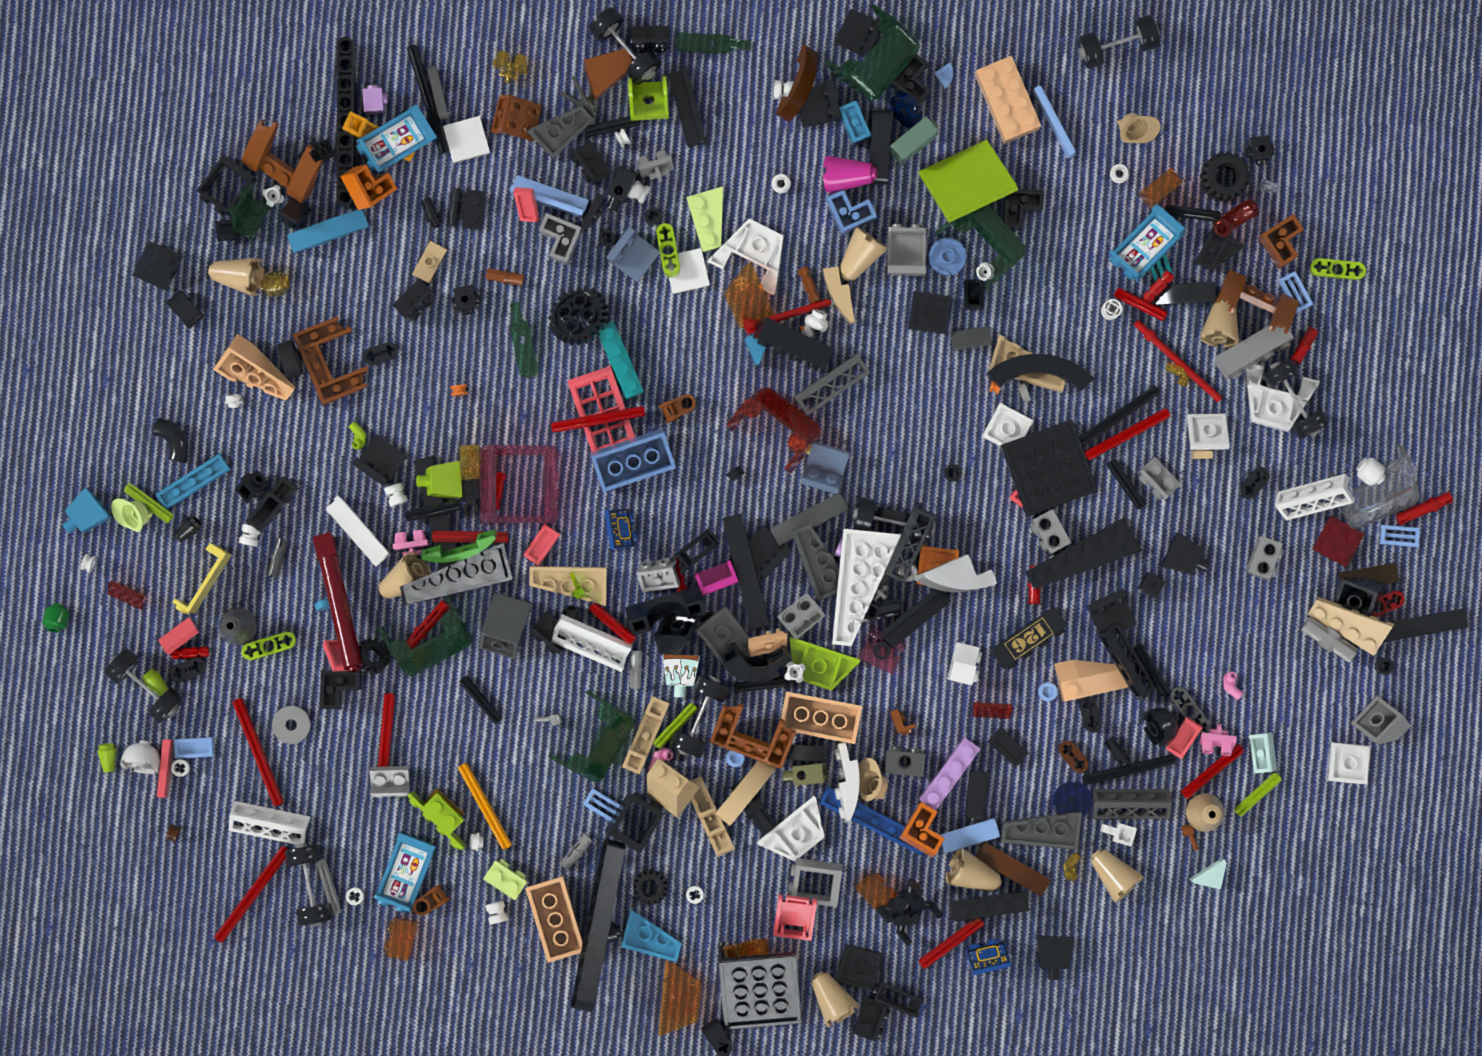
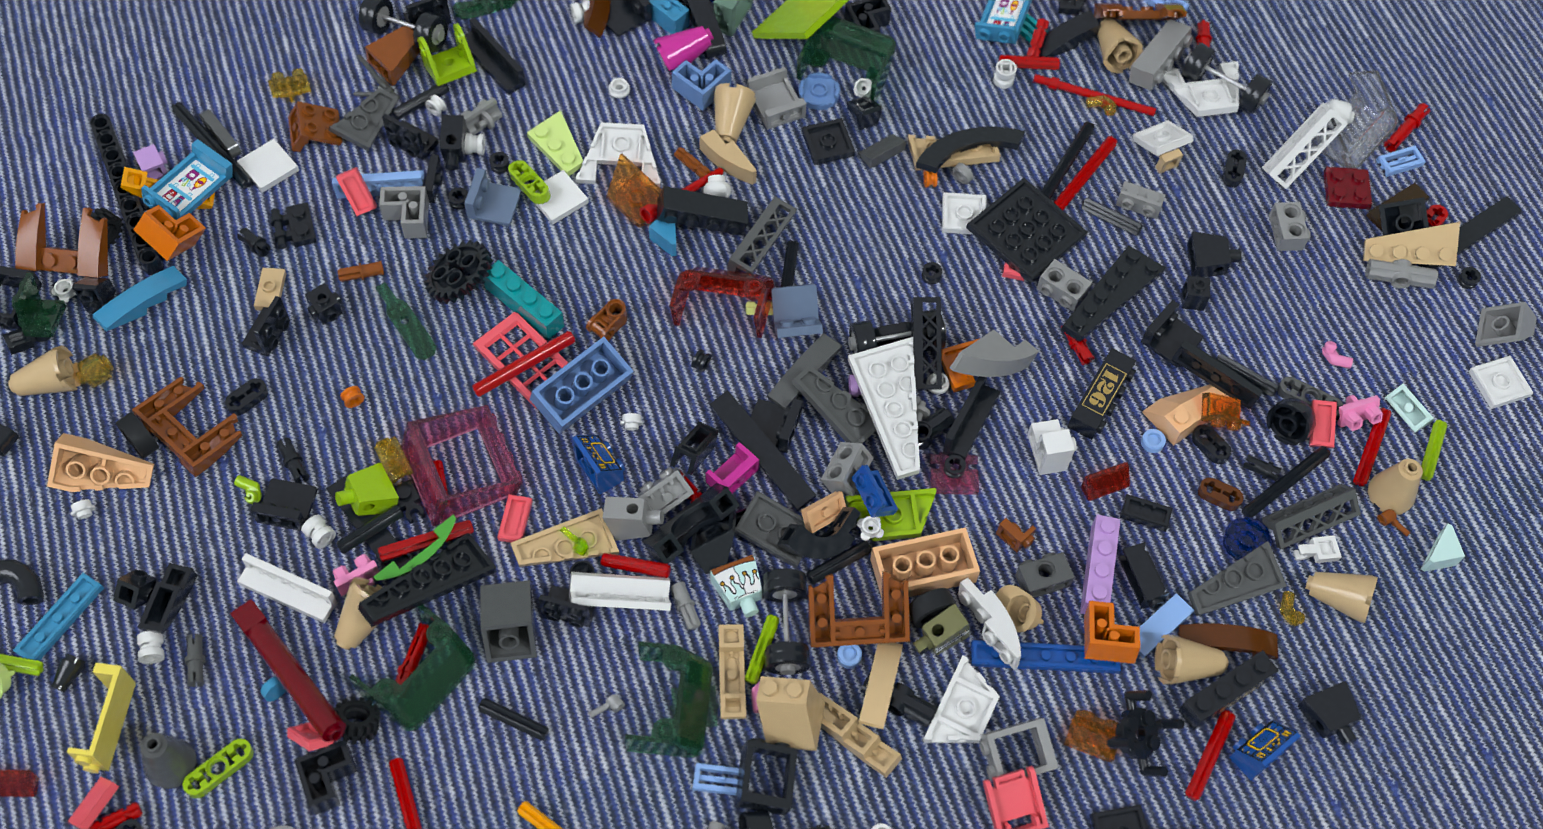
camera: 25 degrees left, 25 degrees down
(397, 425) = (292, 460): none -> black pin
(623, 589) = (630, 517): none -> light grey torso
(659, 502) = (631, 421): none -> white plate
(809, 648) = (874, 492): none -> blue bracket
(840, 420) = (789, 263): none -> black axle
(1109, 697) = (1222, 411): none -> clear orange bracket

